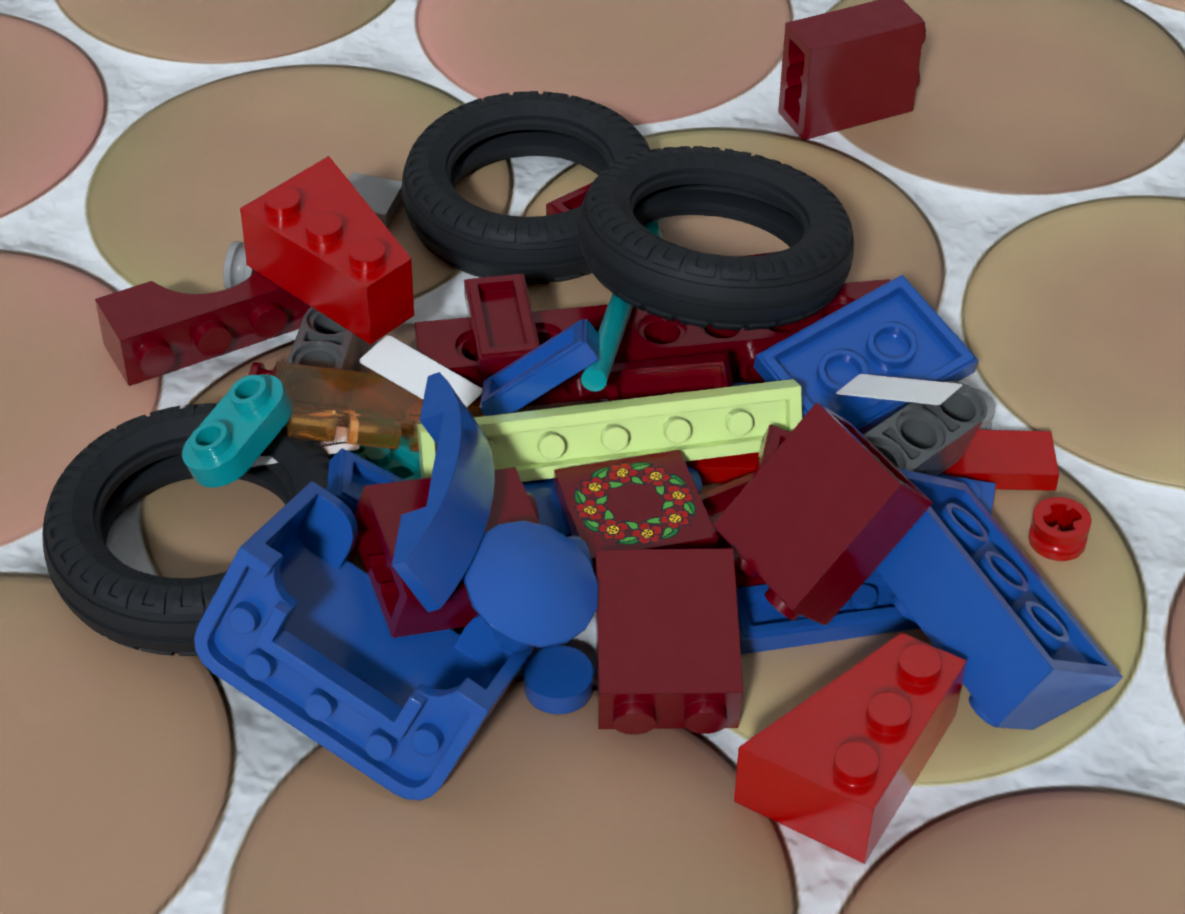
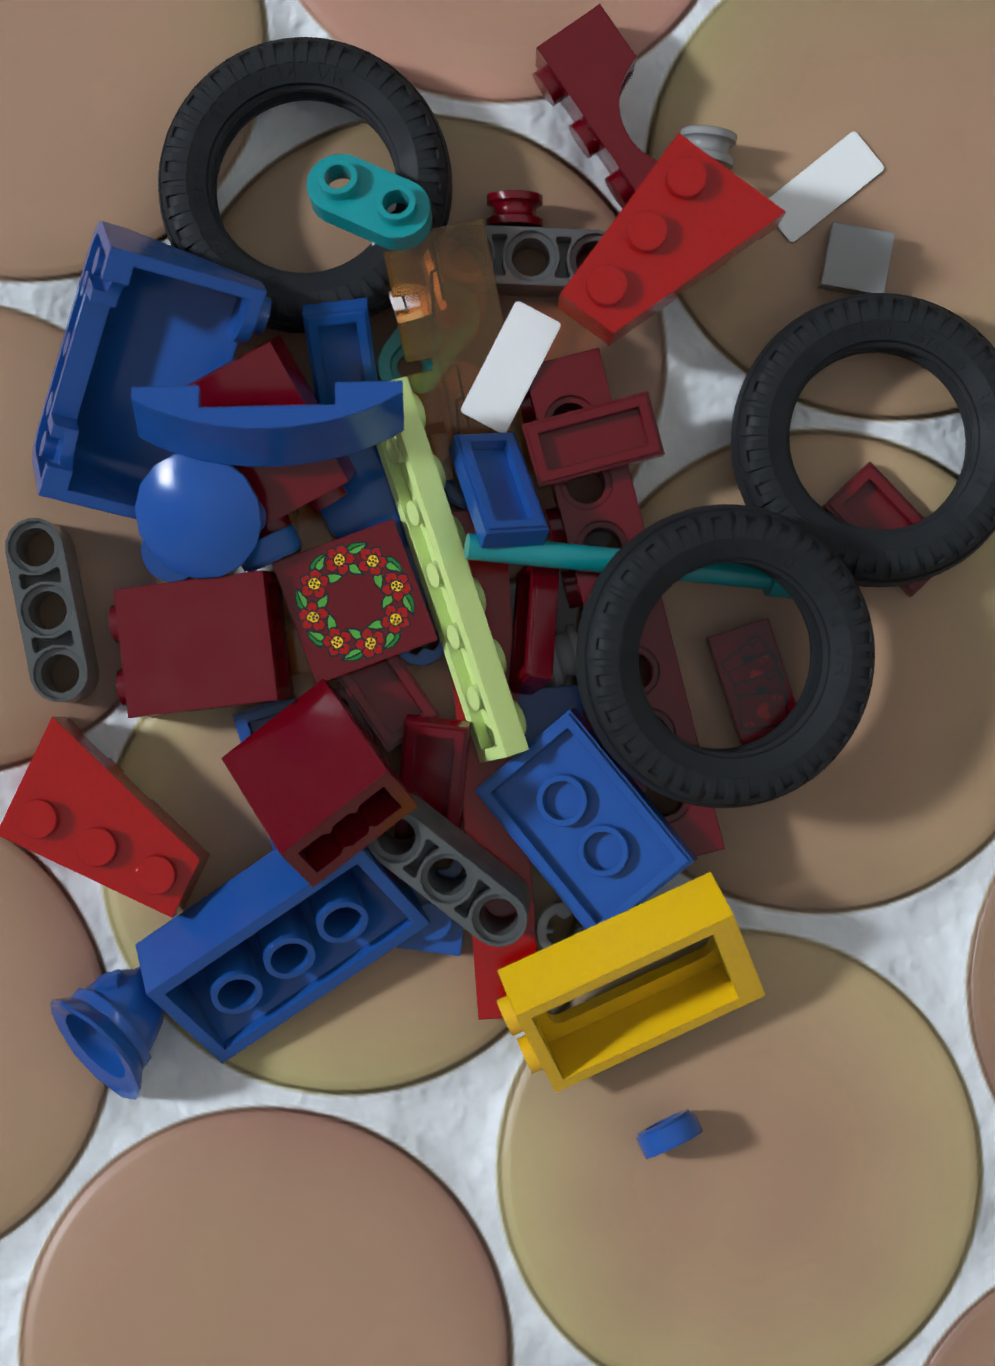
camera: 90 degrees right, 45 degrees up
(614, 776) = (30, 588): none -> dark grey beam
(899, 389) = (509, 857): white sticker -> none
(1018, 345) = (640, 1011): none -> yellow piece
(1062, 513) = (403, 1034): red bush -> none
(1102, 752) = (111, 1028): none -> blue piece
(1158, 354) = (668, 1133): none -> blue tile

